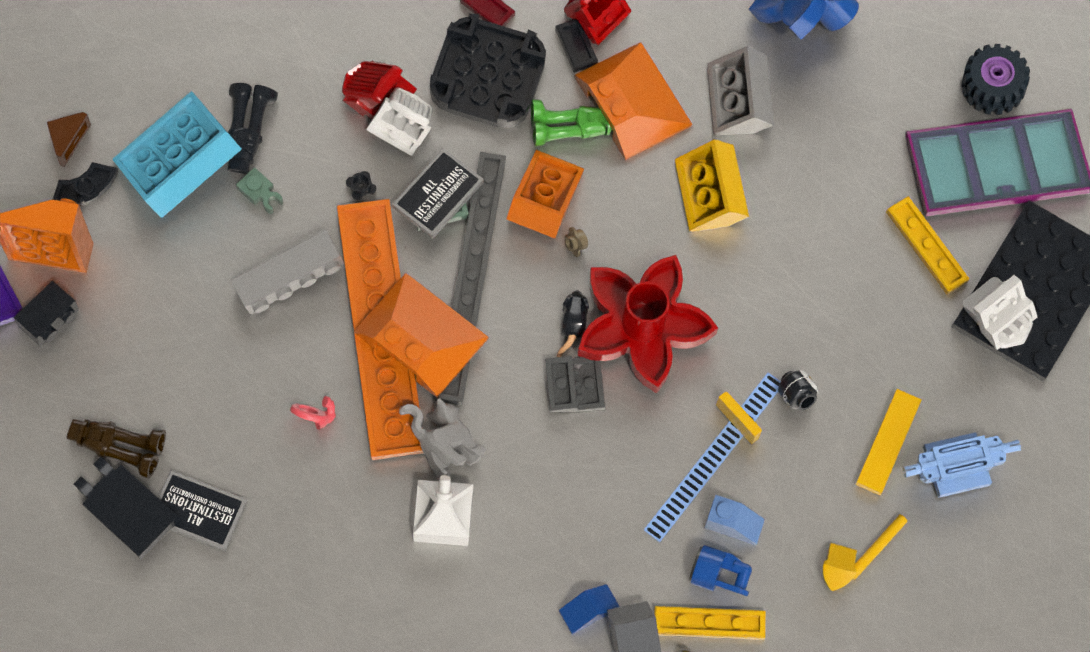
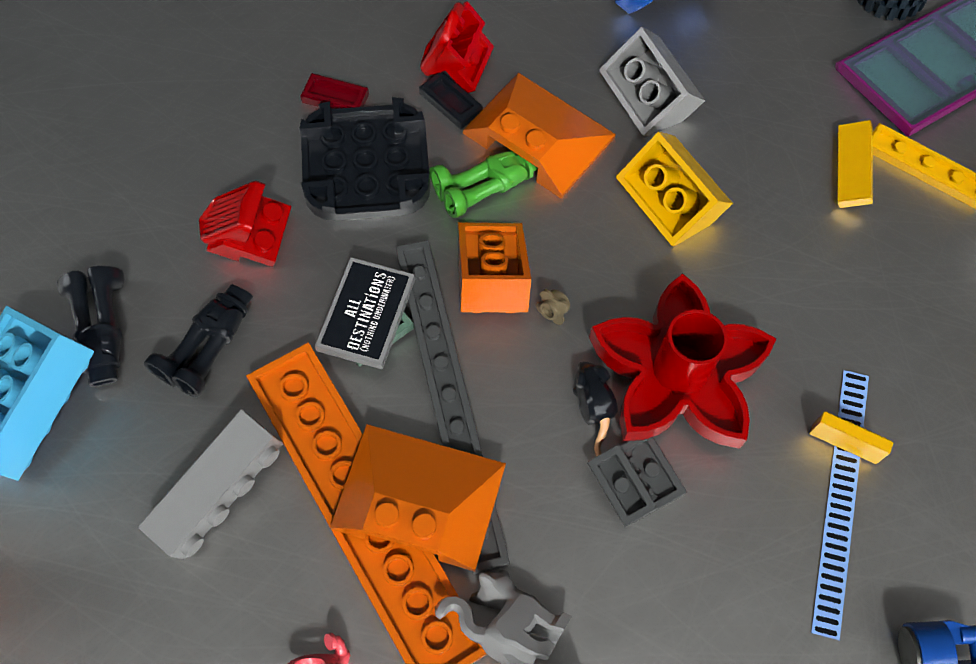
camera: 20 degrees left, 5 degrees down
(258, 187) = (137, 392): sand green plate -> none
(330, 158) = (216, 322): none -> black piece
(360, 178) = (265, 331): black plate -> none
(402, 120) = (287, 245): white piece -> none
(734, 520) = (913, 571): medium blue slope -> none
(798, 390) = (896, 375): black head -> none
(867, 222) = (855, 164): none -> yellow tile

